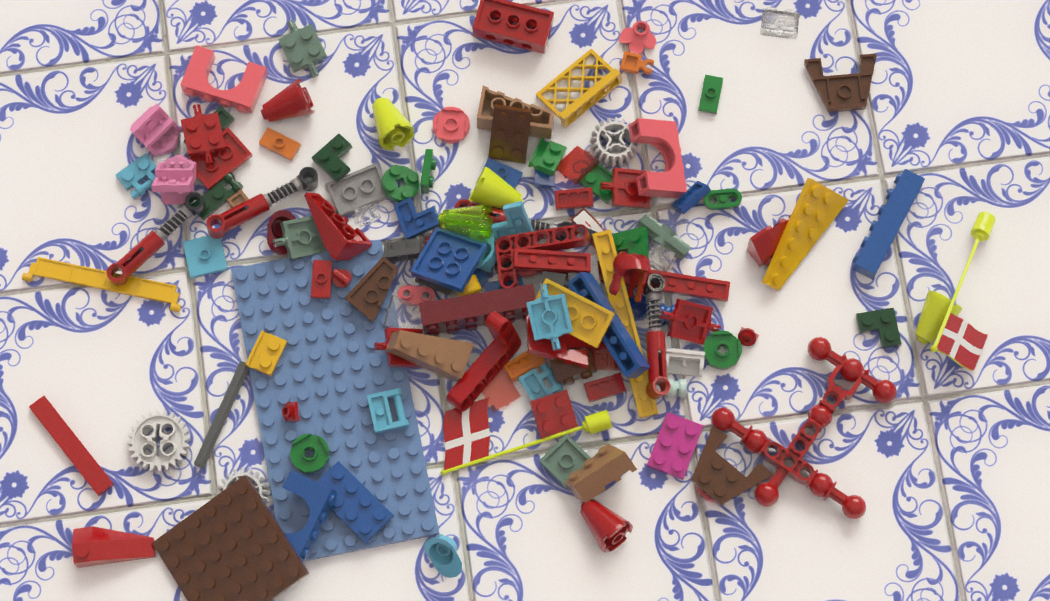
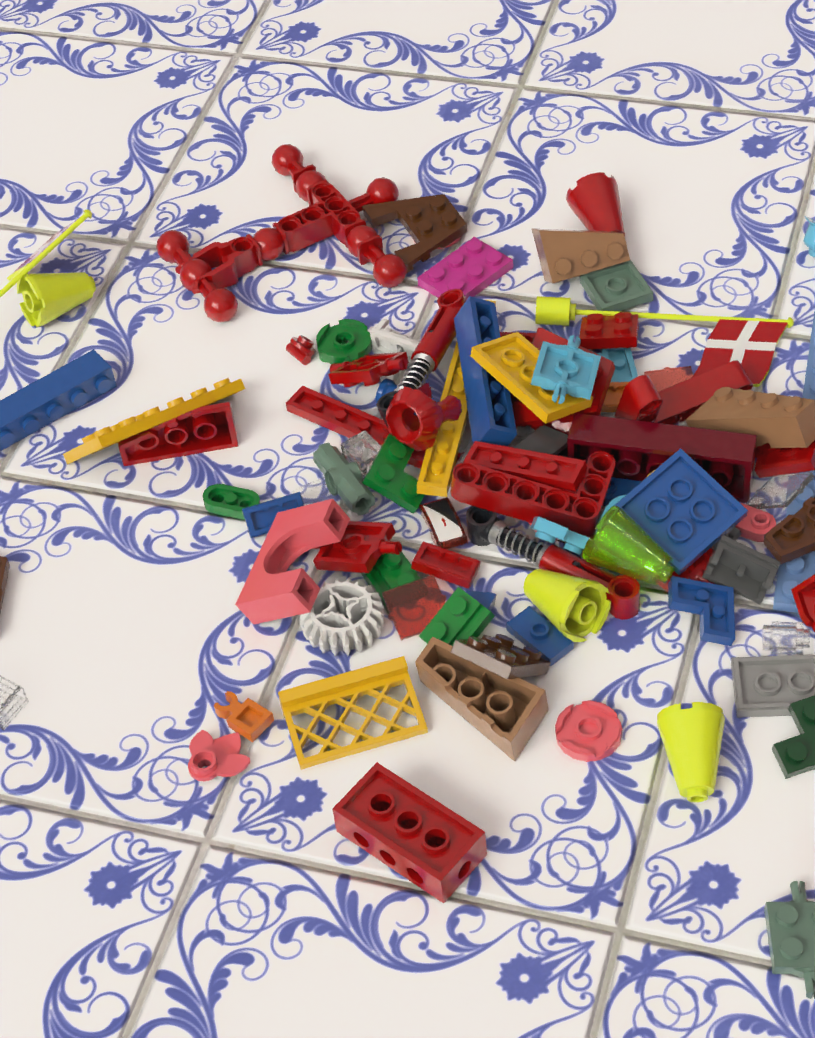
camera: 150 degrees left, 25 degrees down
(403, 174) = (711, 649): green plate -> none
(428, 165) = (659, 662): green plate -> none
(678, 388) = (423, 315): light aqua wheel -> none
(710, 94) = (158, 641): green plate -> none
(882, 321) = (123, 318): dark green plate -> none

